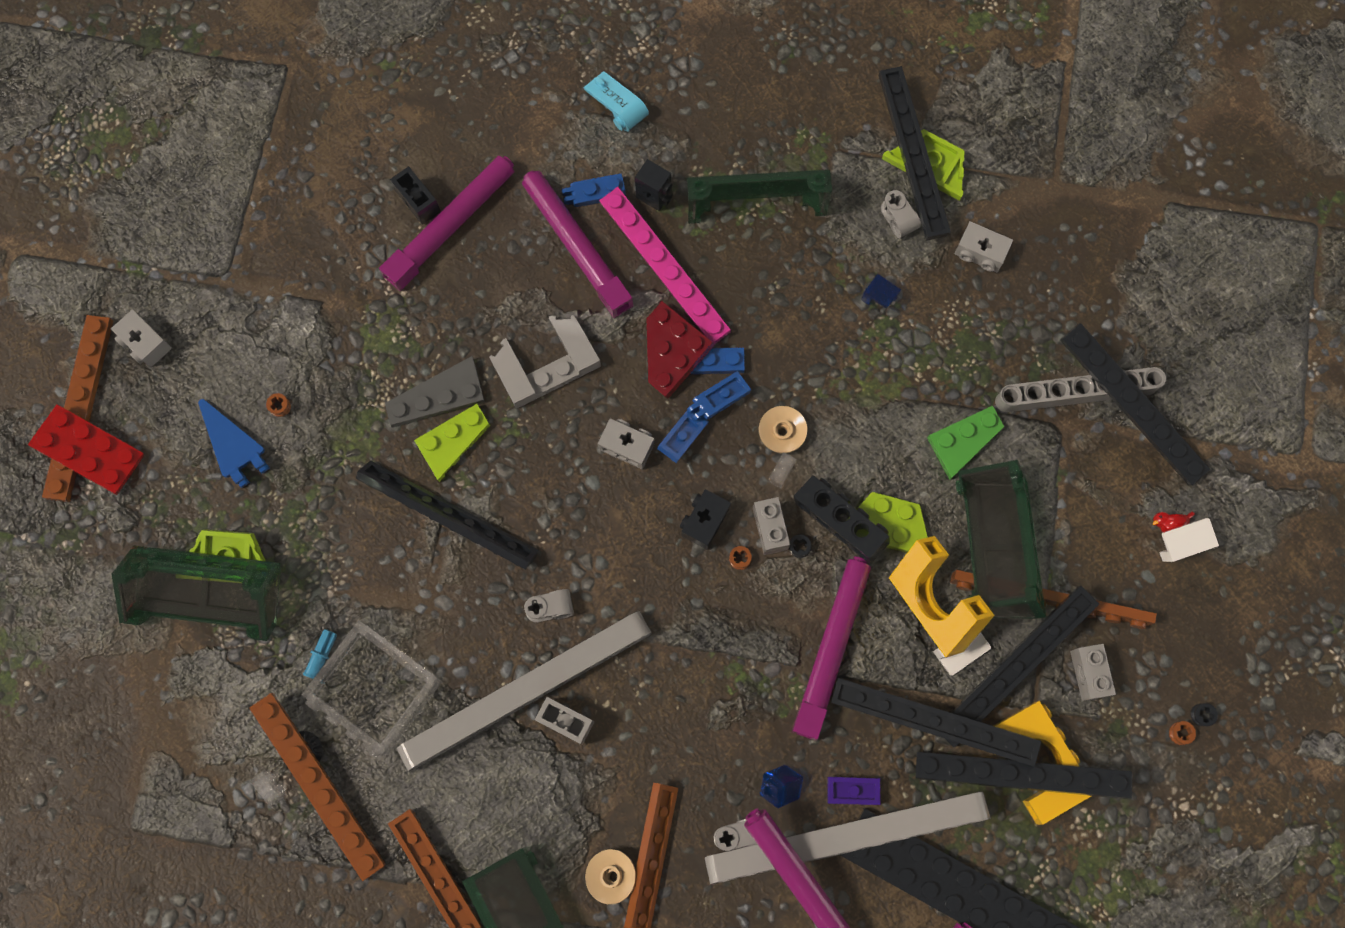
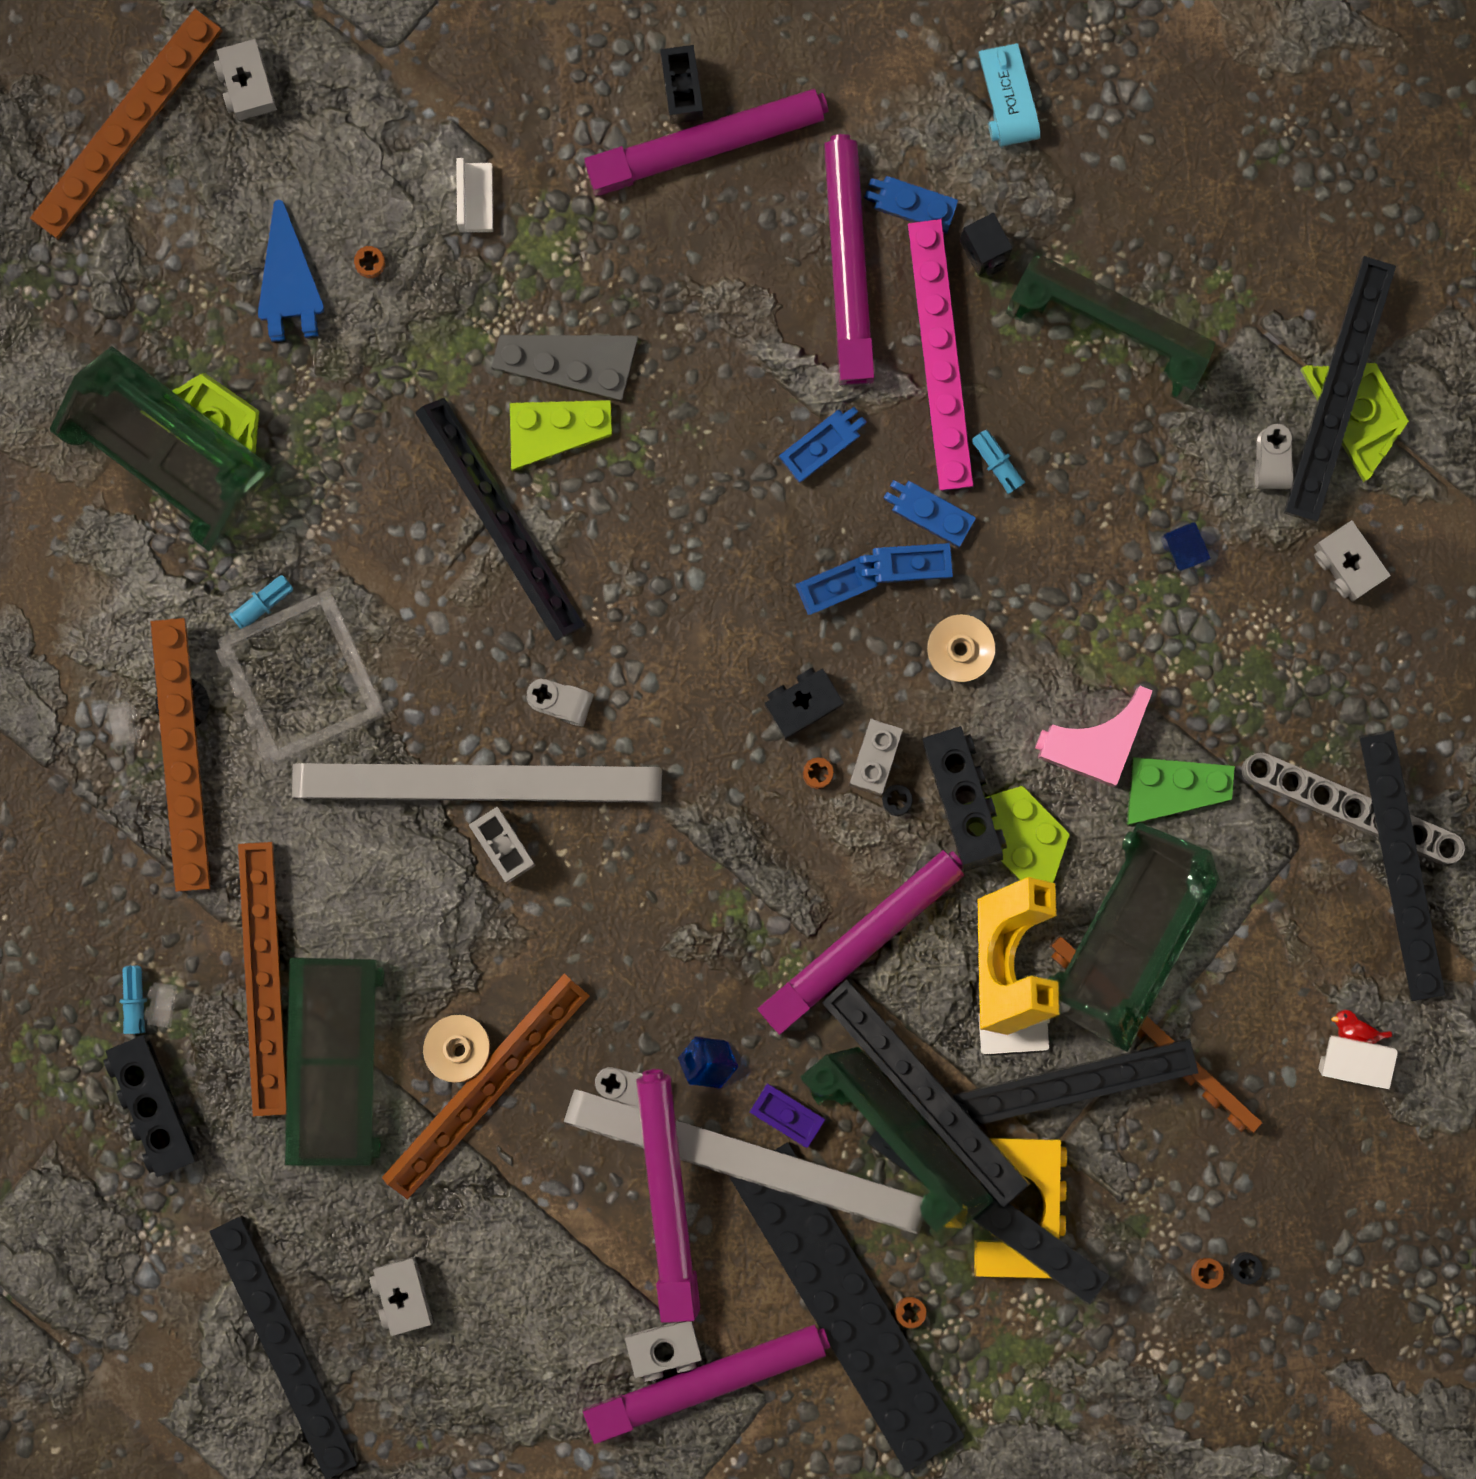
camera: 25 degrees right, 10 degrees up
(86, 449) = (112, 189): red plate -> none
(323, 330) = (474, 196): none -> white panel
(578, 362) = (759, 418): light grey wedge -> none
(619, 431) = (745, 546): light grey brick -> none
(623, 357) = (821, 444): none -> blue hinge
(672, 349) = (887, 469): dark red plate -> none
(736, 307) = (998, 461): none -> dark azure axle
(782, 470) = (931, 697): clear piece -> none
(881, 738) = (954, 1192): none -> windscreen
(903, 445) = (1097, 750): none -> bright pink arch
(1006, 879) = (921, 1313): none -> dark orange bush
(1092, 672) = (1146, 1145): light grey brick -> none

